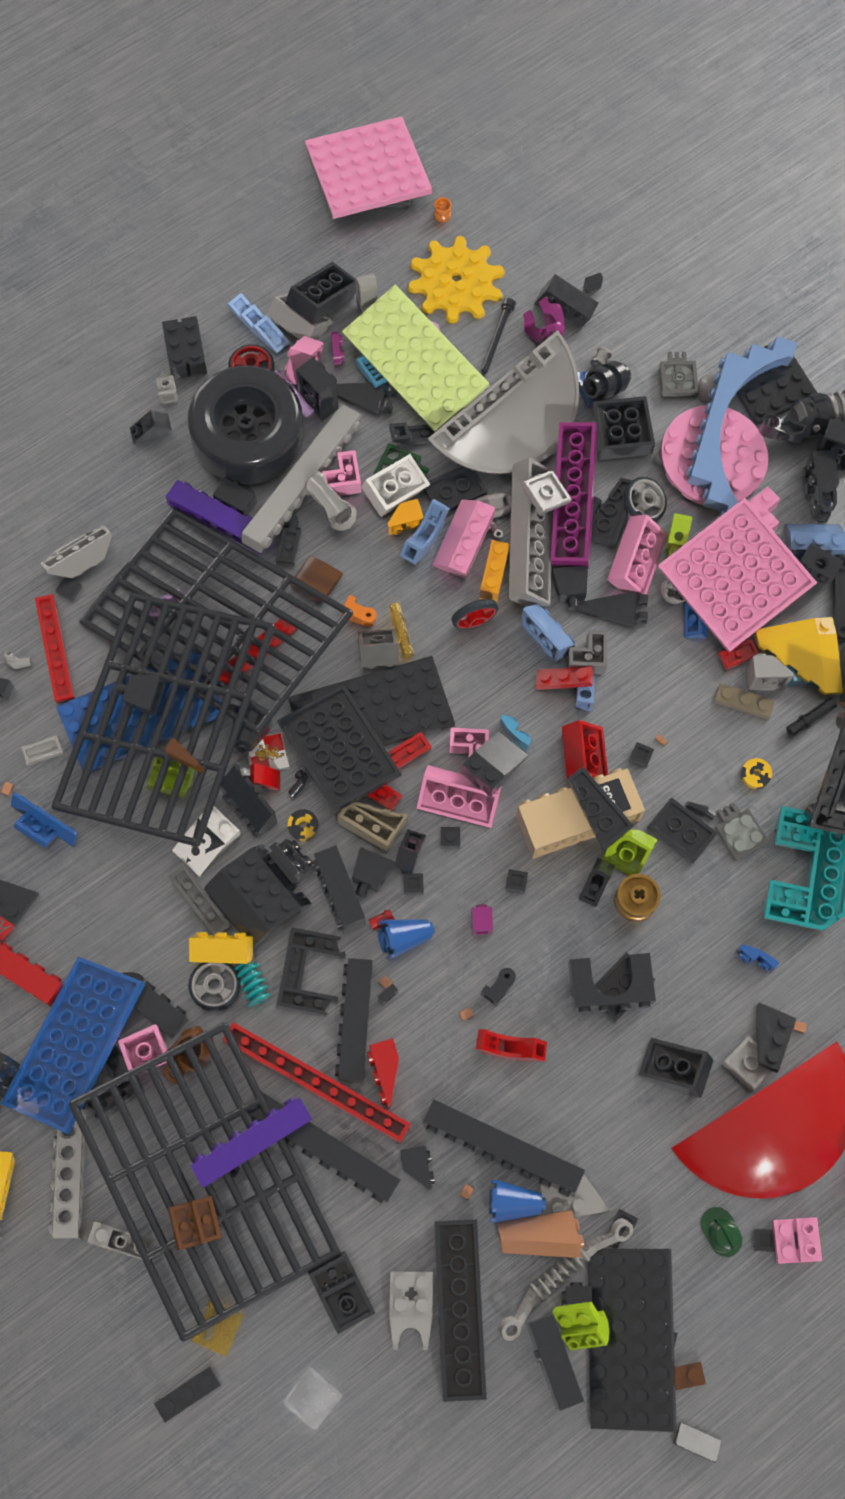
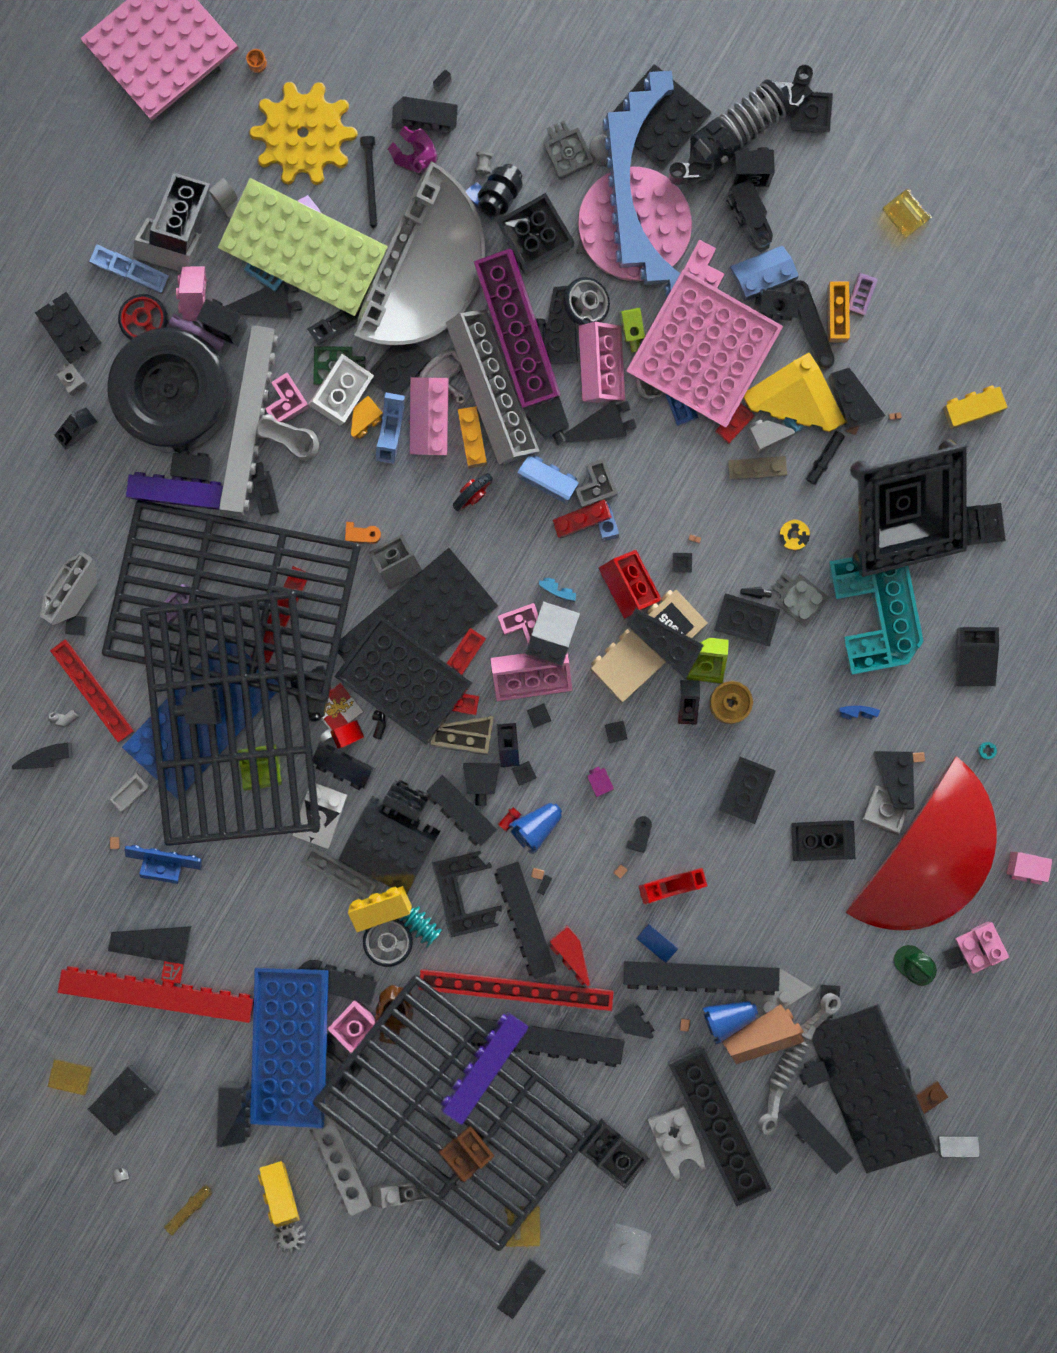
camera: 20 degrees left, 15 degrees up
(179, 753) = (261, 751): reddish brown slope -> none
(299, 817) = (400, 752): black piece -> none
(318, 575) = (306, 515): reddish brown slope -> none
(338, 355) = (215, 257): magenta plate -> none
(399, 623) = (406, 530): clear yellow pin -> none
(473, 1098) = (657, 943): none -> blue slope
(546, 492) = (491, 343): light grey plate -> none
(582, 1325) = (828, 1096): lime brick -> none
(587, 997) = (766, 790): black arch -> none

